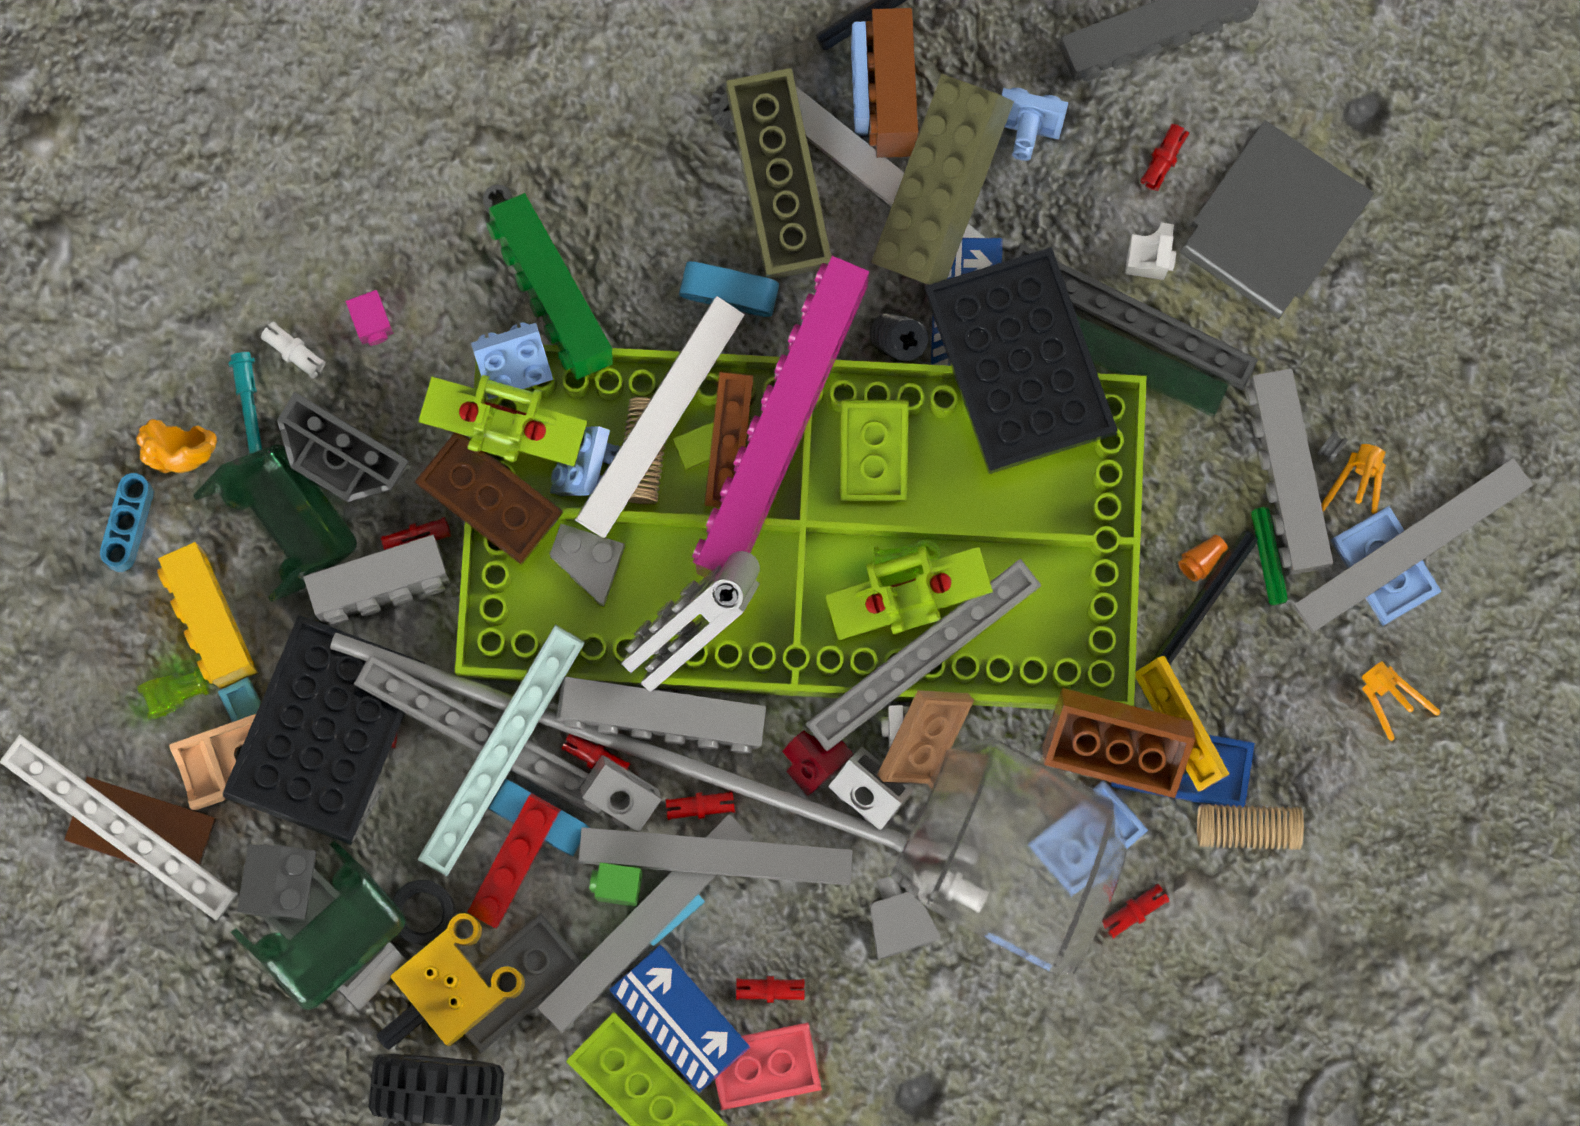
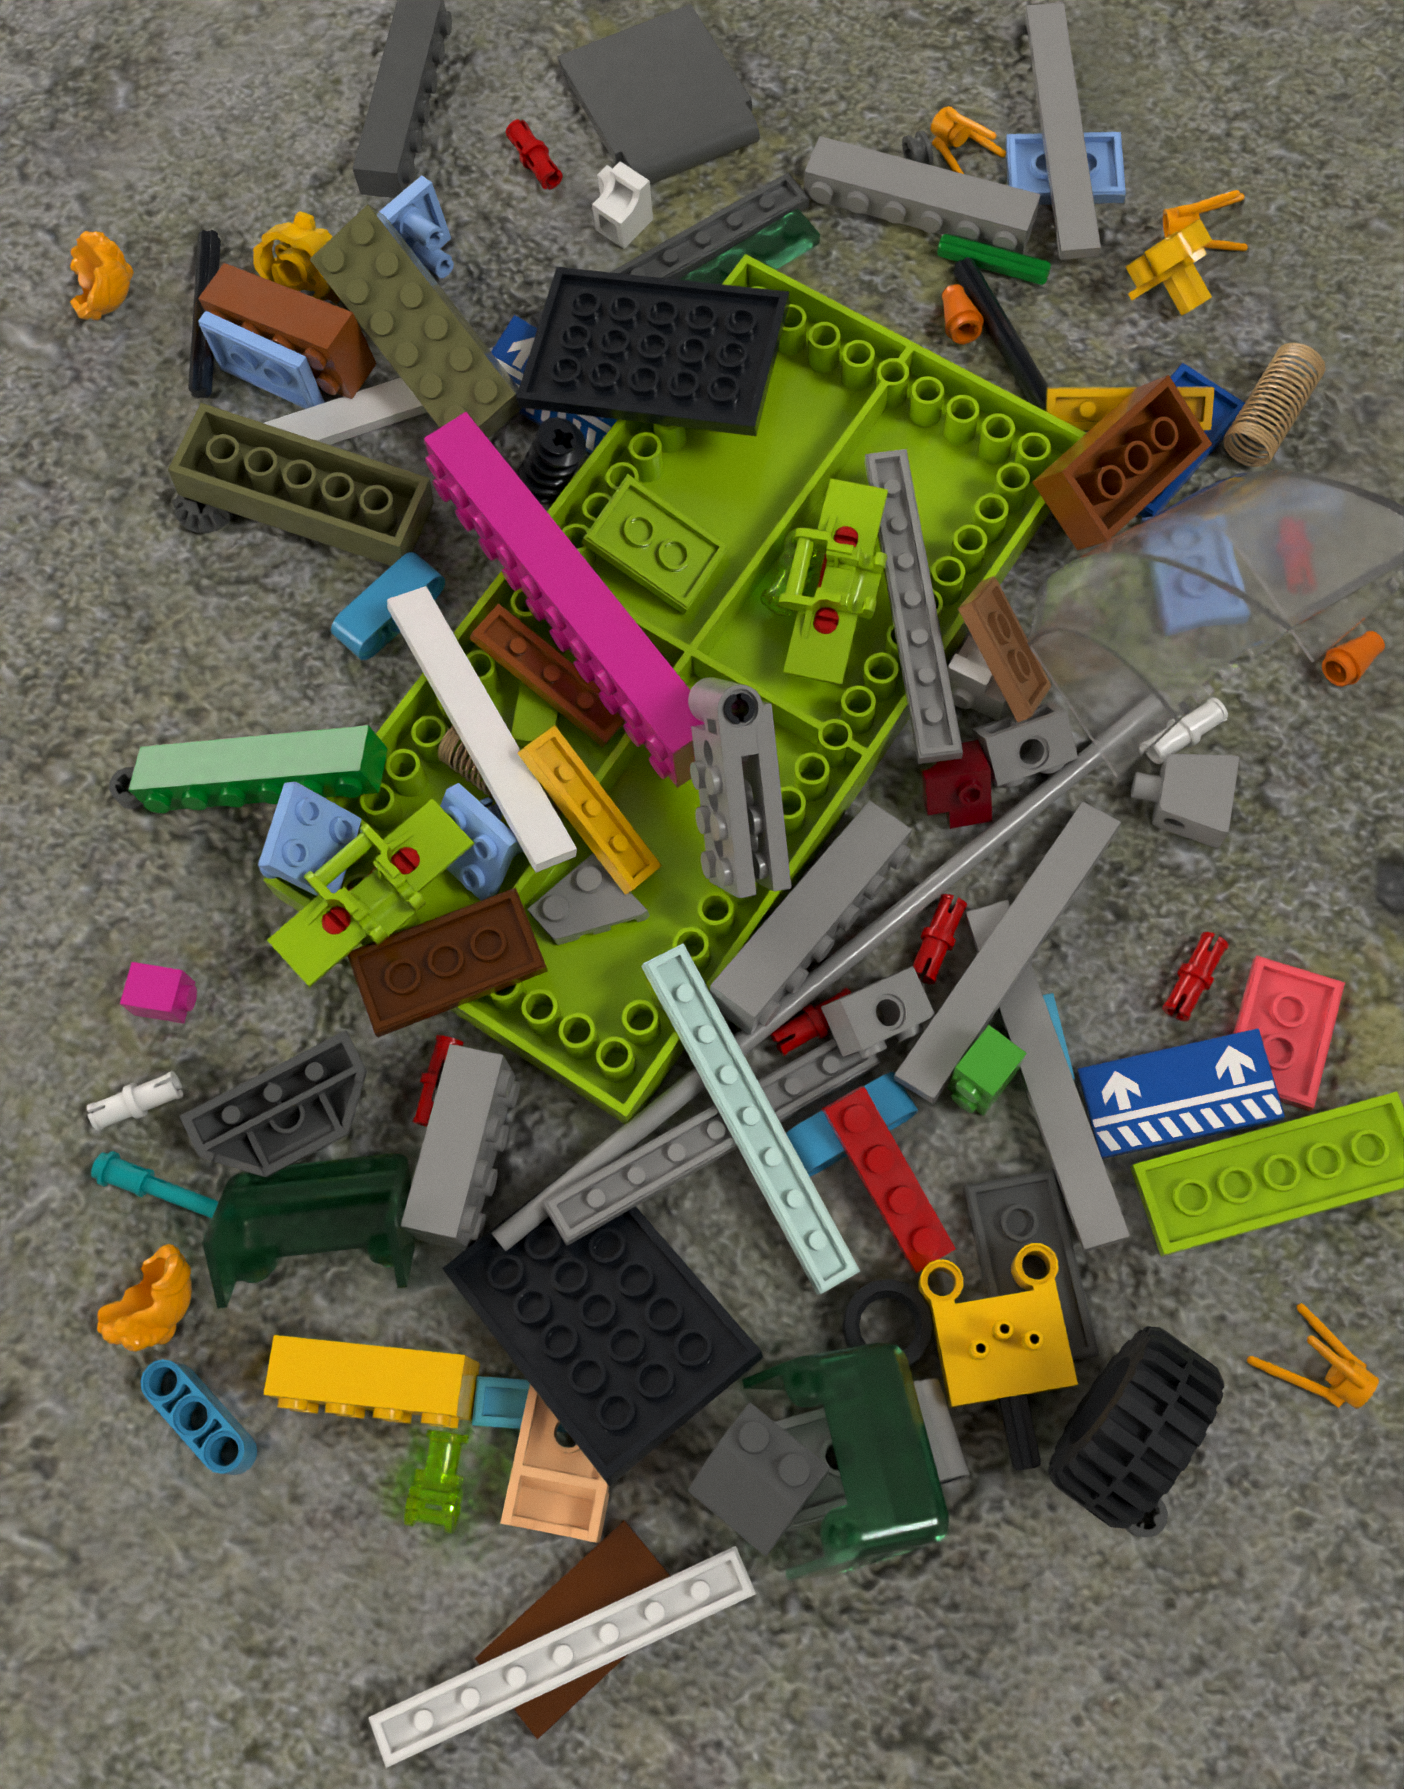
camera: 50 degrees left, 10 degrees down
(643, 526) = (589, 809): none -> yellow plate
(959, 49) = (293, 264): none -> yellow piece
(1075, 985) = (1350, 660): none -> orange cone
(1326, 693) = (1173, 265): none -> yellow piece

